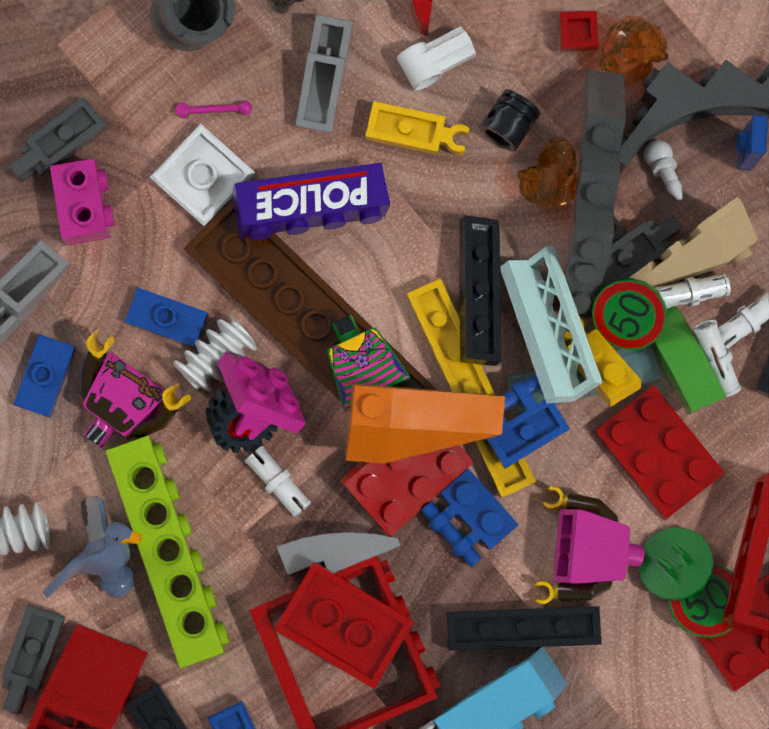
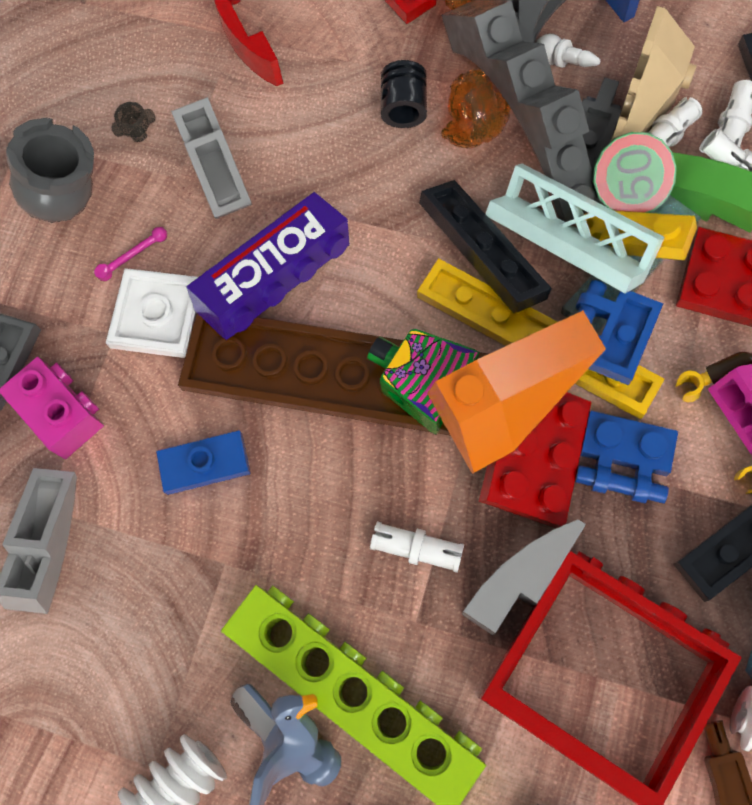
camera: 20 degrees left, 10 degrees down
(44, 376) = (115, 598): blue plate -> none
(123, 396) = (205, 563): torso -> none
(204, 364) = (272, 463): white piece -> none
(253, 405) = (340, 486): dark pink plate -> none
(344, 625) = (594, 646): red plate -> none
(412, 129) = (325, 156): yellow plate -> none
(427, 62) = (299, 95): white piece -> none

